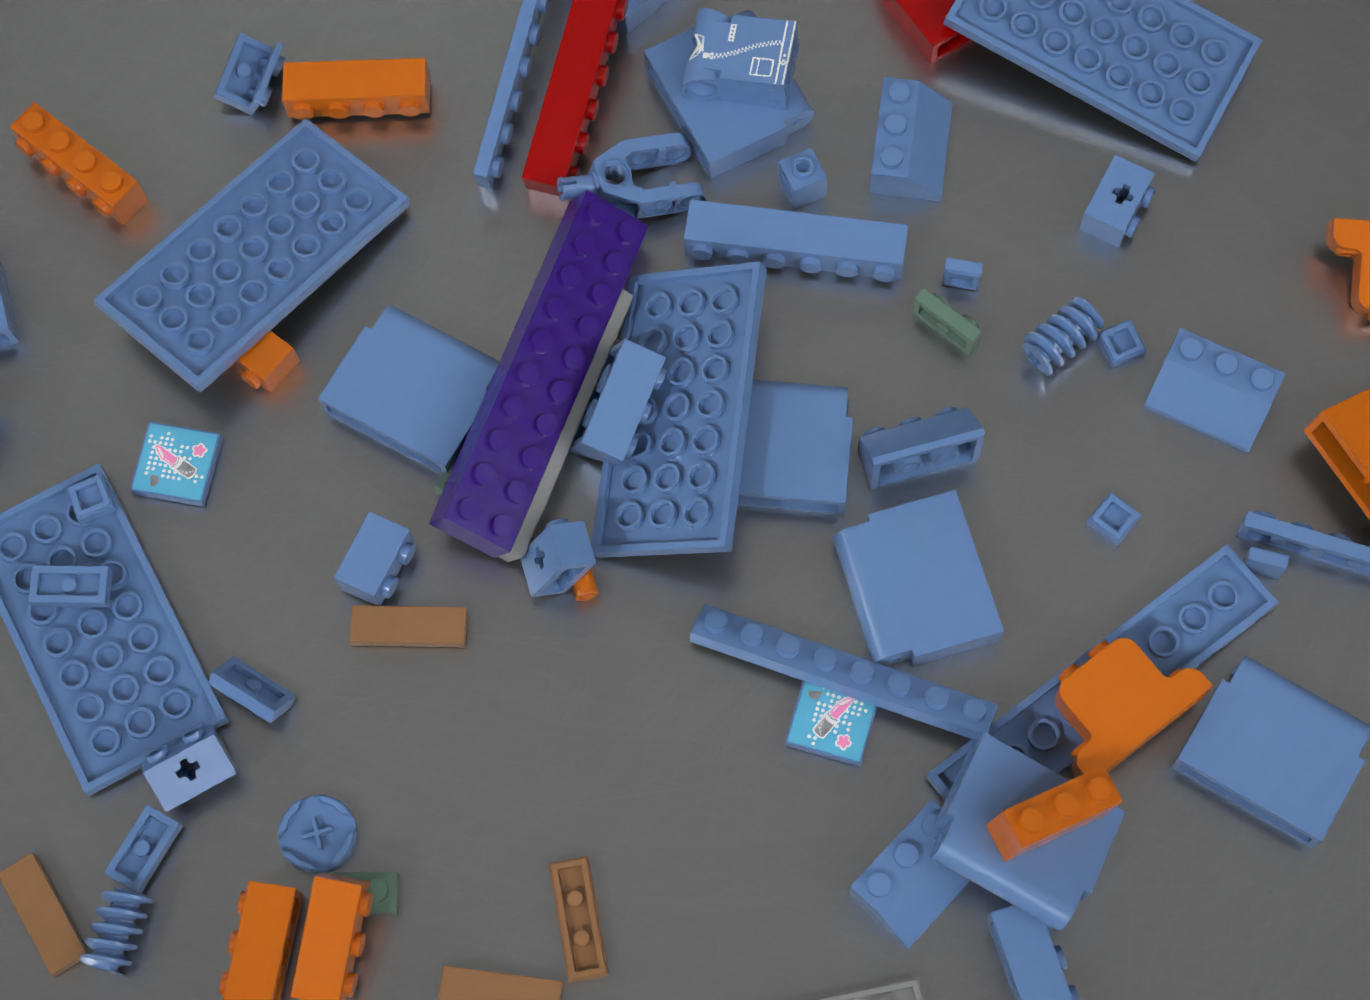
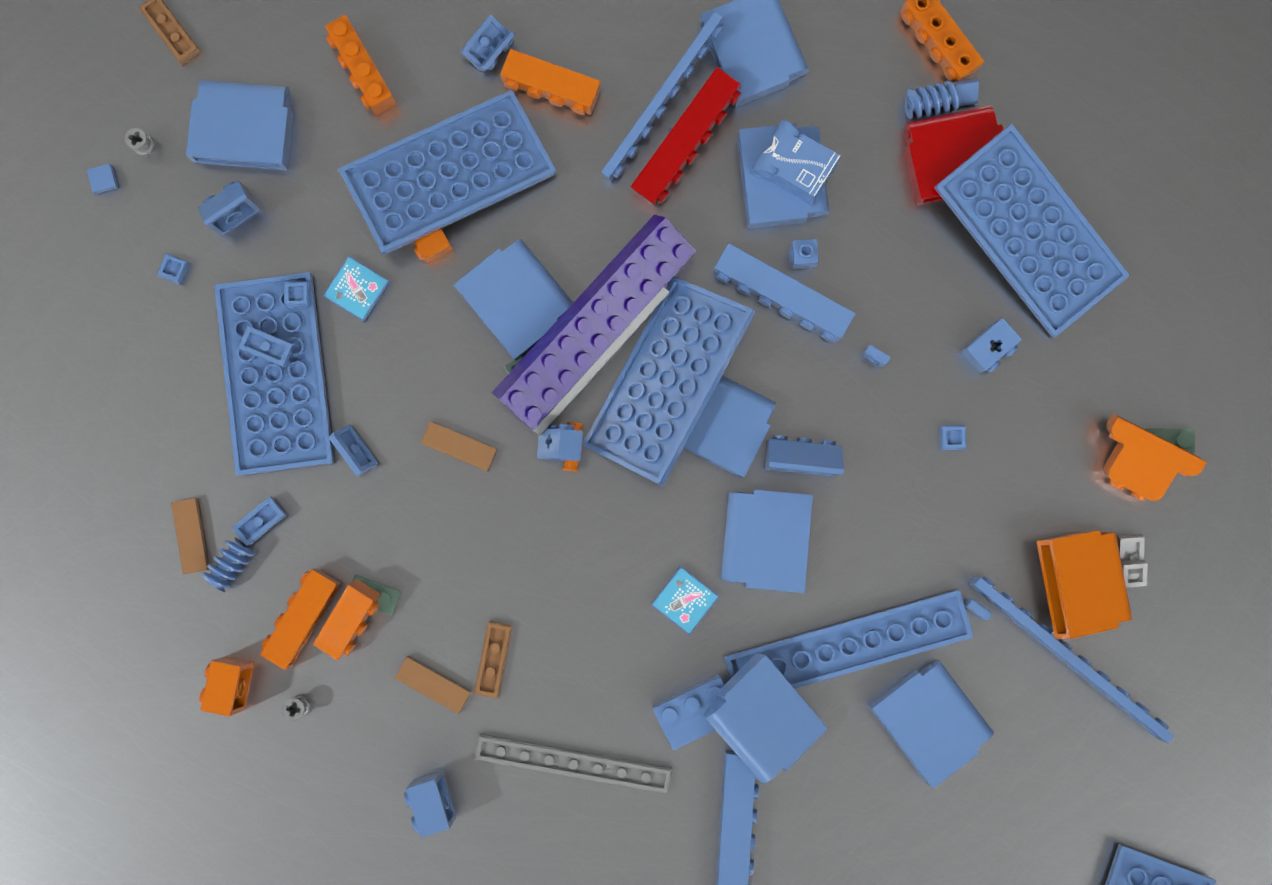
camera: 15 degrees right, 15 degrees up
(178, 784) = (300, 484): medium blue brick -> none
(317, 834) = (362, 550): medium blue tile -> none
(375, 559) = (452, 400): medium blue brick -> none
(619, 403) = (633, 362): medium blue slope -> none
(634, 155) = (691, 201): medium blue piece -> none
(843, 673) = (701, 578): medium blue plate -> none
(910, 141) = (881, 254): medium blue slope -> none
(936, 313) = (859, 391): sand green plate -> none
(1054, 813) = (784, 721): orange brick -> none
(1061, 333) = (918, 419): medium blue piece -> none
(1114, 519) = (900, 545): medium blue tile -> none
(1122, 702) = (853, 665): orange brick -> none
(1214, 390) = (995, 491): medium blue slope -> none

